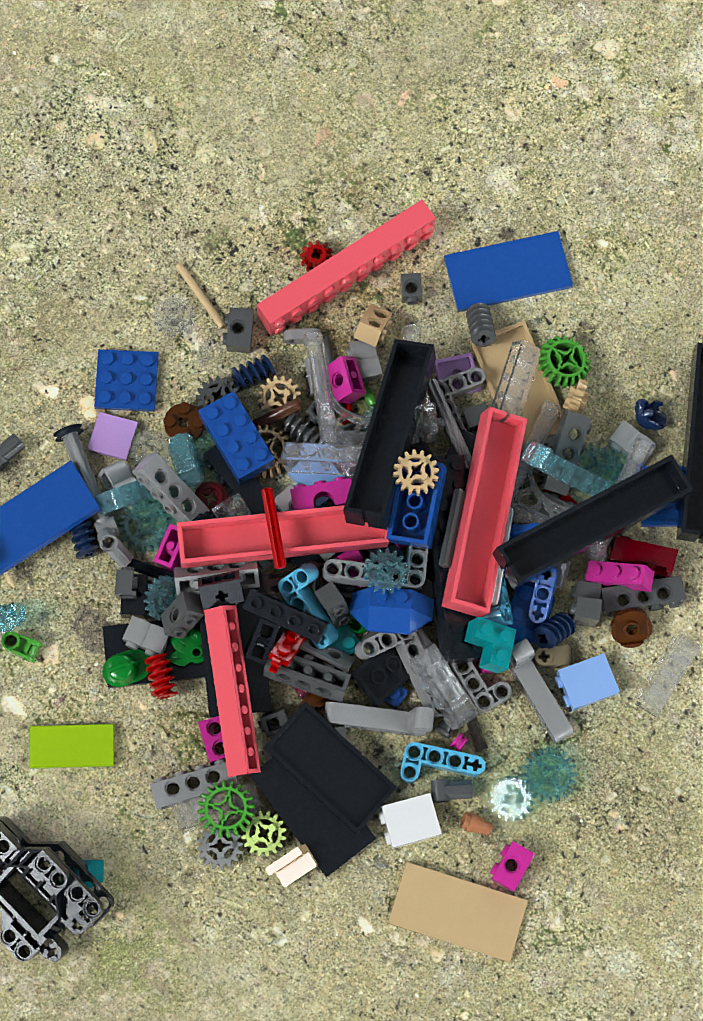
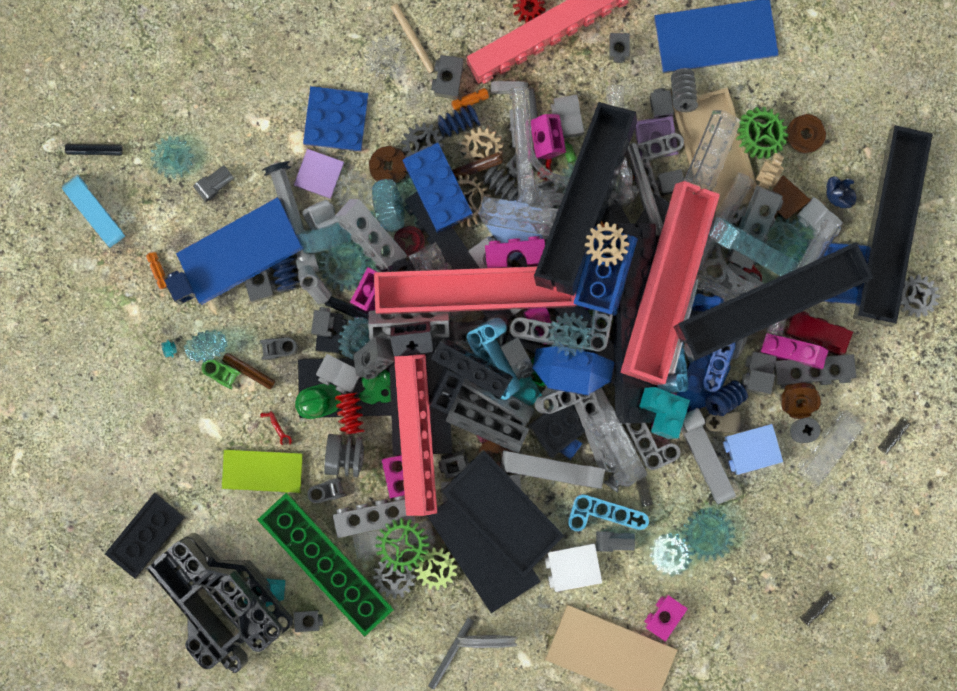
camera: 10 degrees right, 10 degrees up
(51, 642) = (248, 371): none -> reddish brown axle
(59, 559) = (262, 291): none -> dark grey brick
(79, 616) = (276, 348): none -> dark grey piece
(84, 697) = (275, 424): none -> red piece
(121, 897) = (299, 621): none -> dark grey brick
(143, 761) = (328, 490): none -> dark grey piece
(146, 838) = (325, 564): none -> green brick
(157, 720) = (343, 455): none -> dark grey wheel
(266, 349) = (471, 99): none -> orange axle
(273, 528) = (466, 285): red axle -> none
(285, 650) = (468, 401): red plate -> none
(286, 925) = (450, 654): none -> dark grey bar
(293, 865) = (461, 600): panel -> none
(324, 904) = (487, 641): none -> light grey wedge
(374, 325) = (579, 83): tan brick -> none
(452, 528) = (637, 297): dark grey axle -> none
(458, 340) = (661, 103): none -> dark grey brick
(459, 742) = (626, 497): dark pink bush -> none
(474, 823) = (634, 574): nougat cone -> none
(599, 366) = (816, 130): none -> reddish brown plate
(602, 425) = (792, 198): none -> reddish brown torso
(639, 657) = (799, 425): none -> dark grey piece
(671, 844) = (817, 608): none -> clear smoke pin

